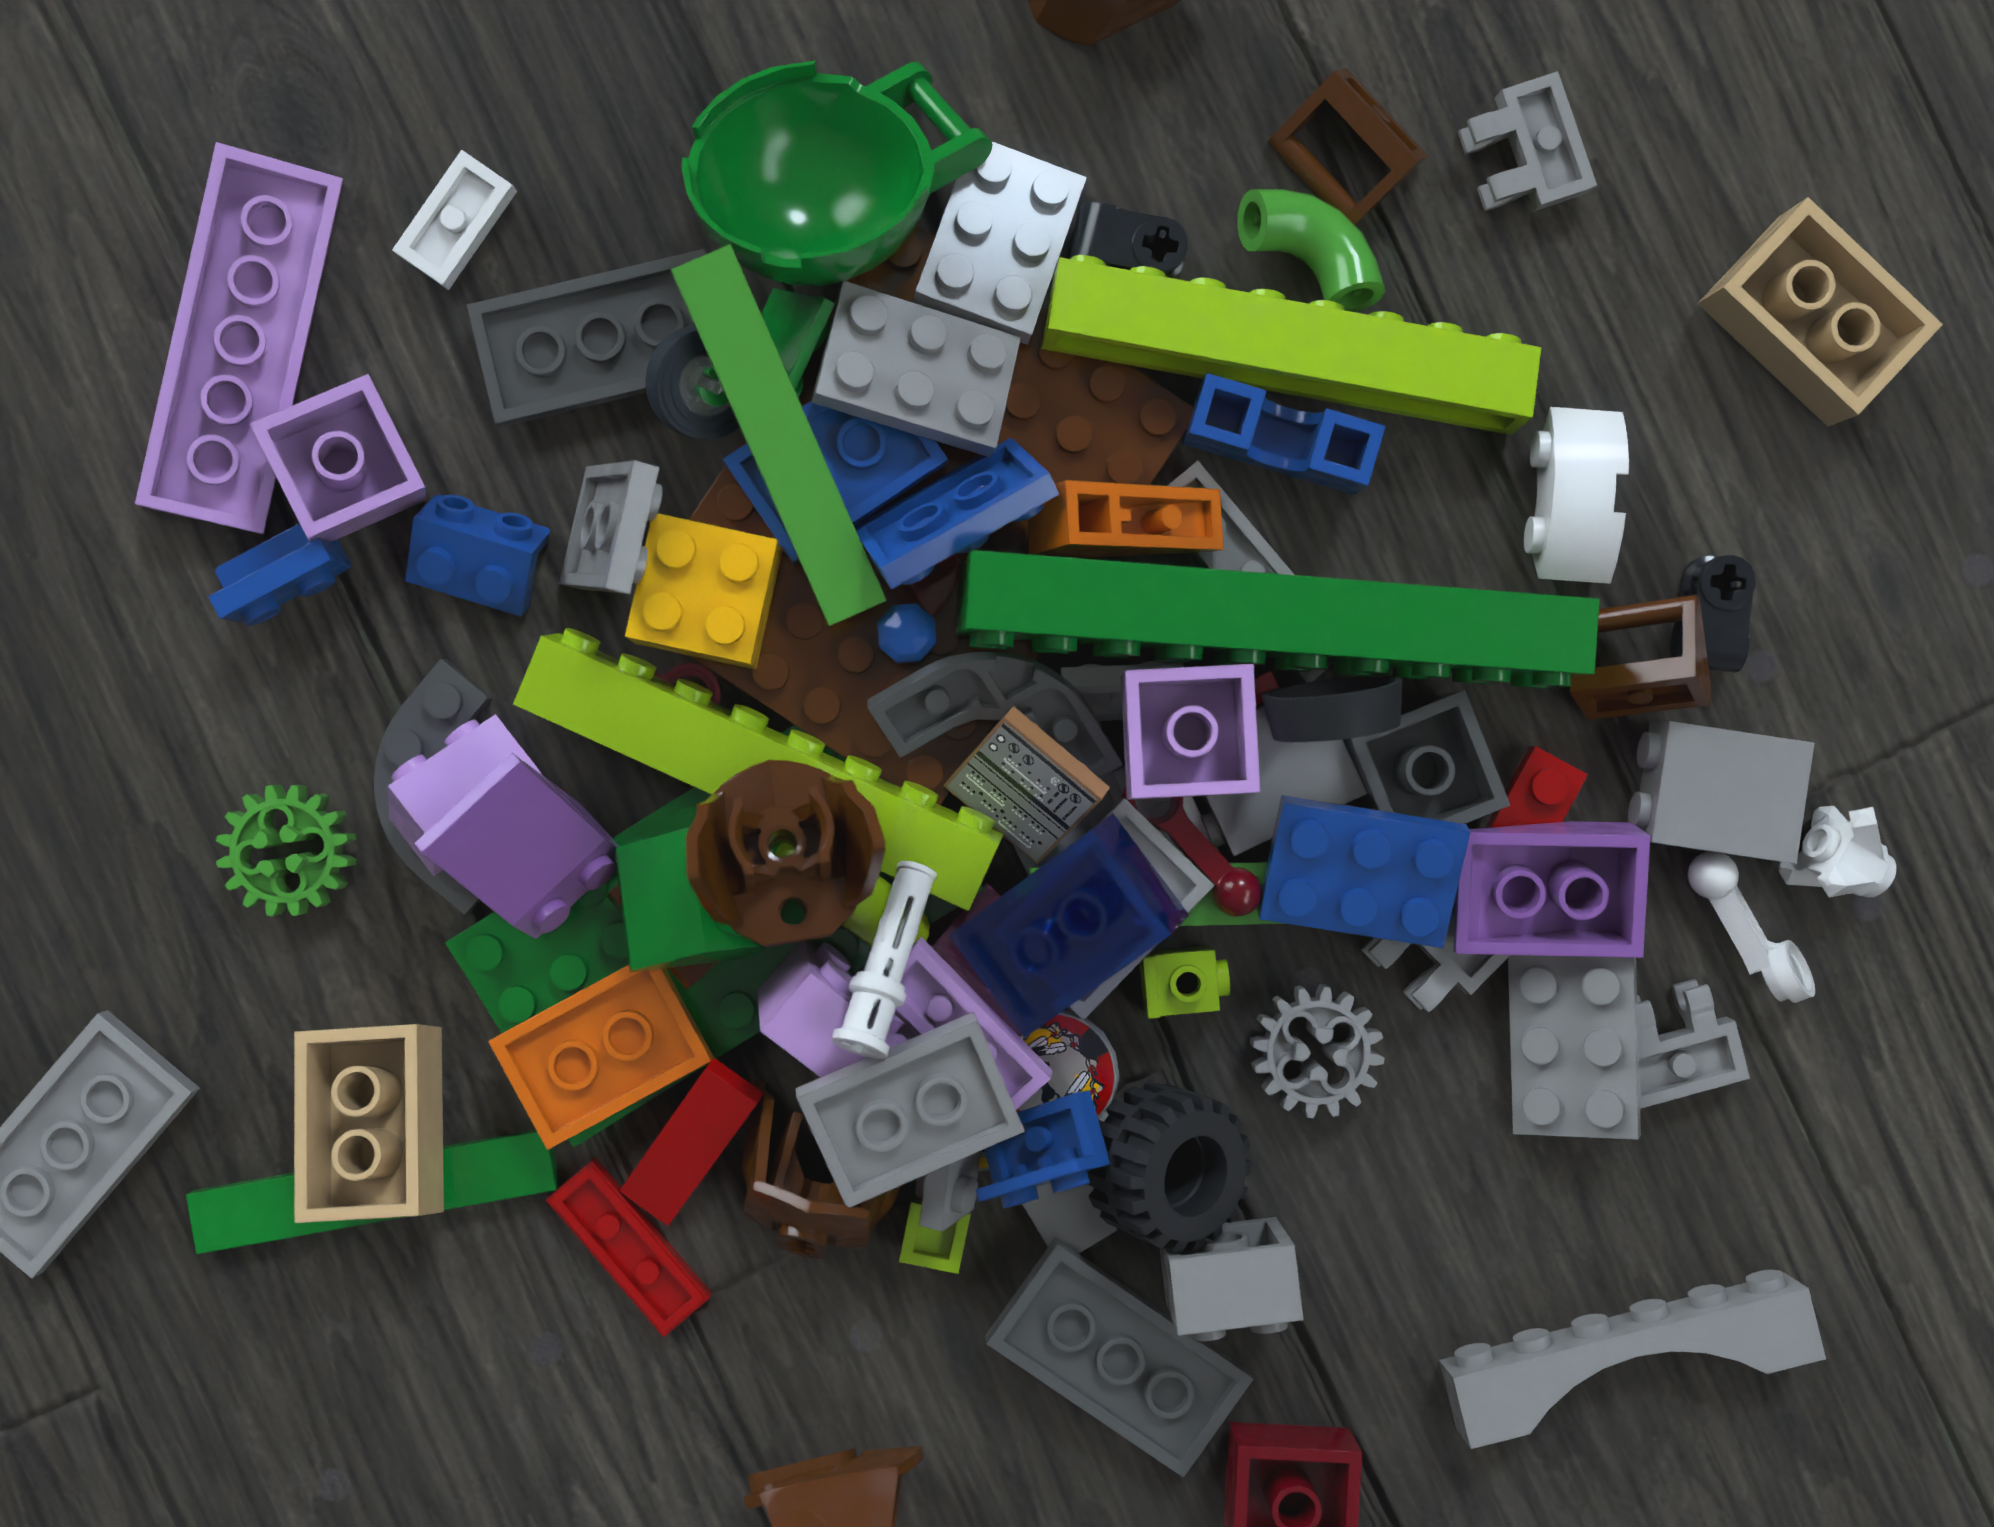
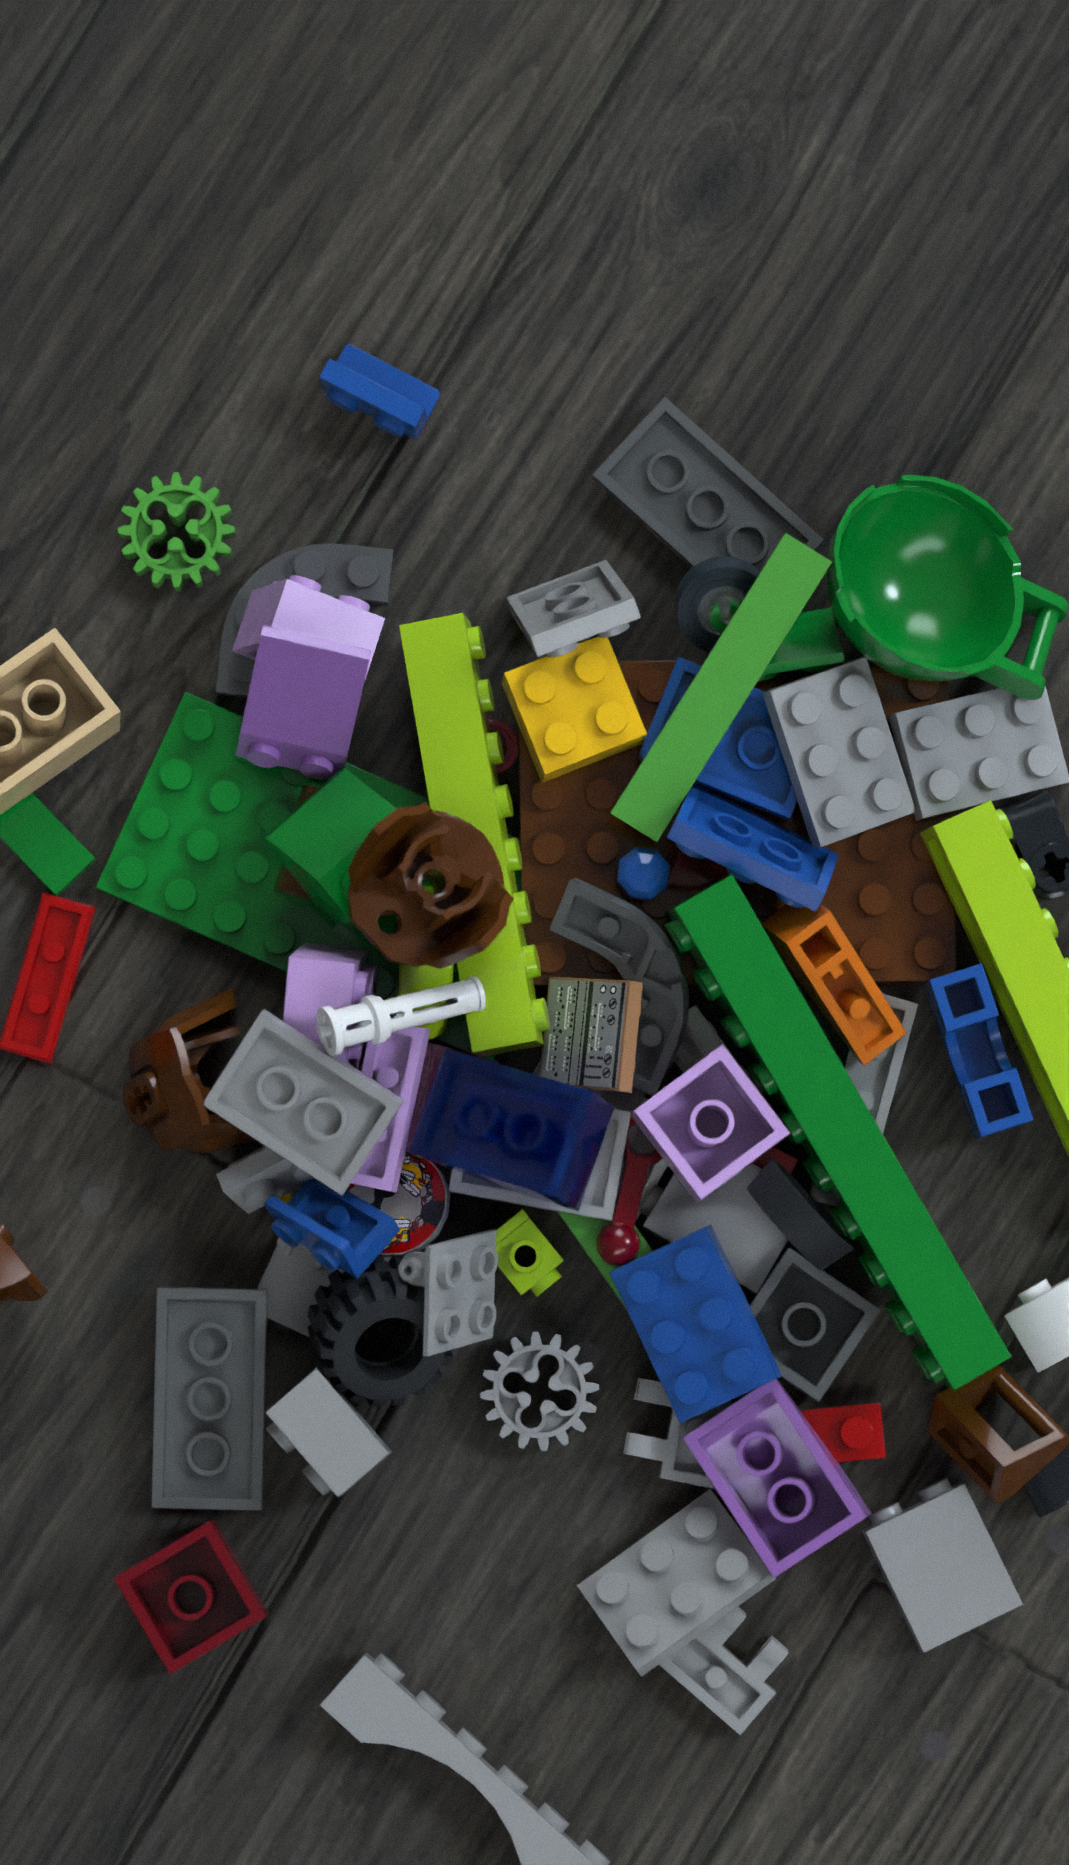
camera: 50 degrees right, 5 degrees down
(238, 337) = (526, 251): lavender arch -> none
(340, 460) = (489, 384): lavender brick -> none
(455, 220) = (720, 346): white plate -> none
(475, 553) = (487, 523): blue bracket -> none
(600, 1051) = (186, 857): orange plate -> none
(691, 1141) = (161, 969): red tile -> none
(932, 1247) = (205, 1201): lime plate -> none
(1180, 1074) = (457, 1290): none -> light grey hinge
(1782, 964) = (842, 1704): white piece -> none
(1842, 855) = (955, 1690): white rock -> none

